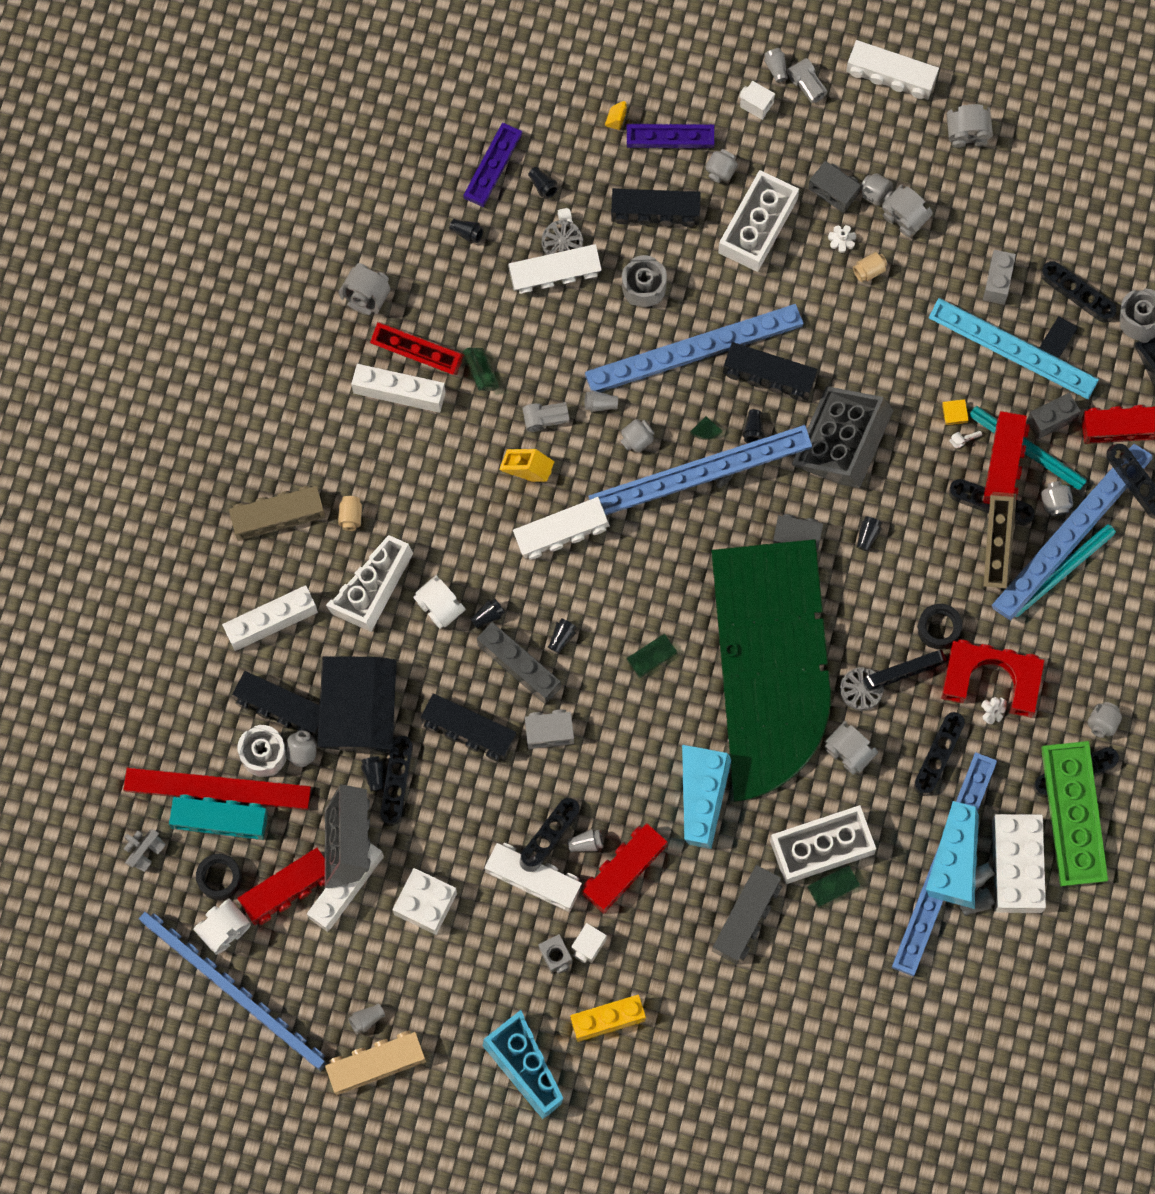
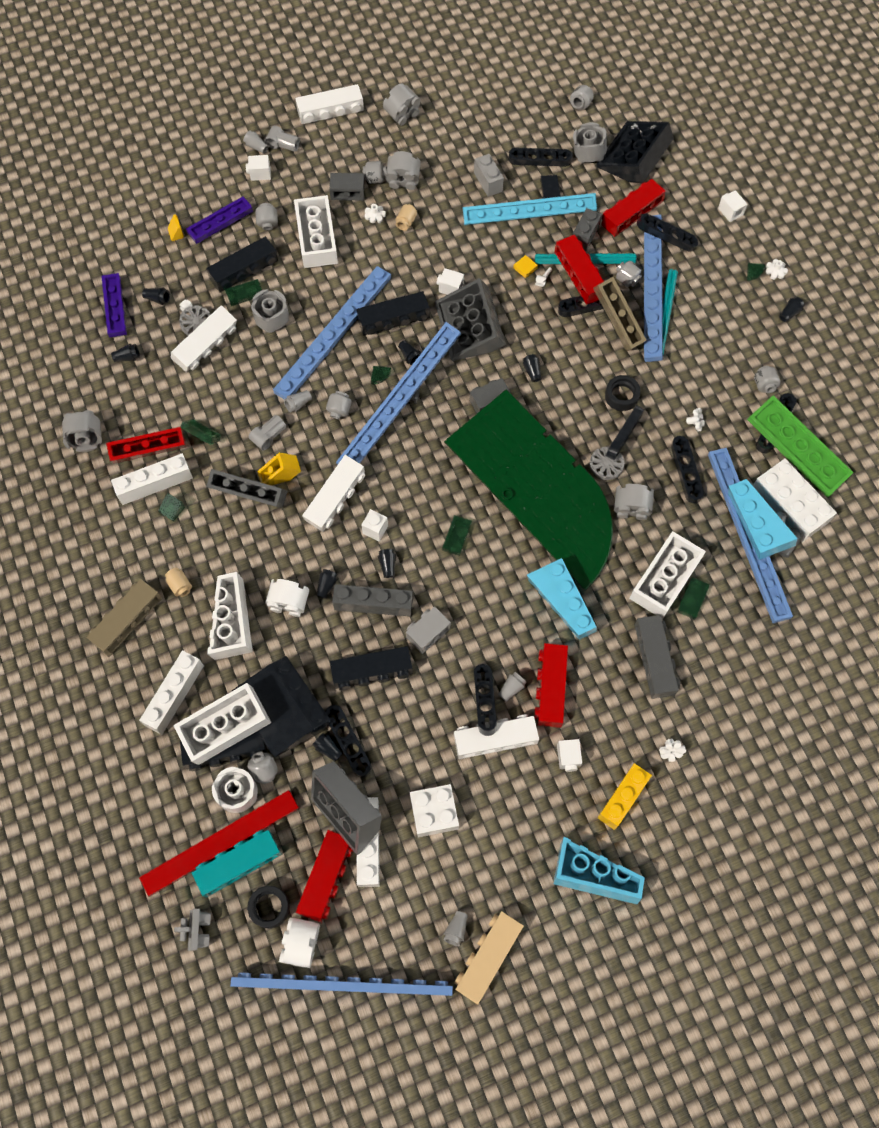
camera: 40 degrees left, 5 degrees down
(291, 682) = (222, 724): none -> white brick
(396, 430) = (171, 507): none -> clear green slope
(481, 463) = (247, 488): none -> dark grey brick
(555, 944) = (550, 770): light grey brick -> none
(577, 589) = (374, 525): none -> white brick
(635, 239) = (243, 292): none -> clear green tile
(688, 1010) = (672, 750): none -> white plant
(857, 376) = (450, 281): none -> white brick
(1023, 670) = (694, 384): red arch -> none

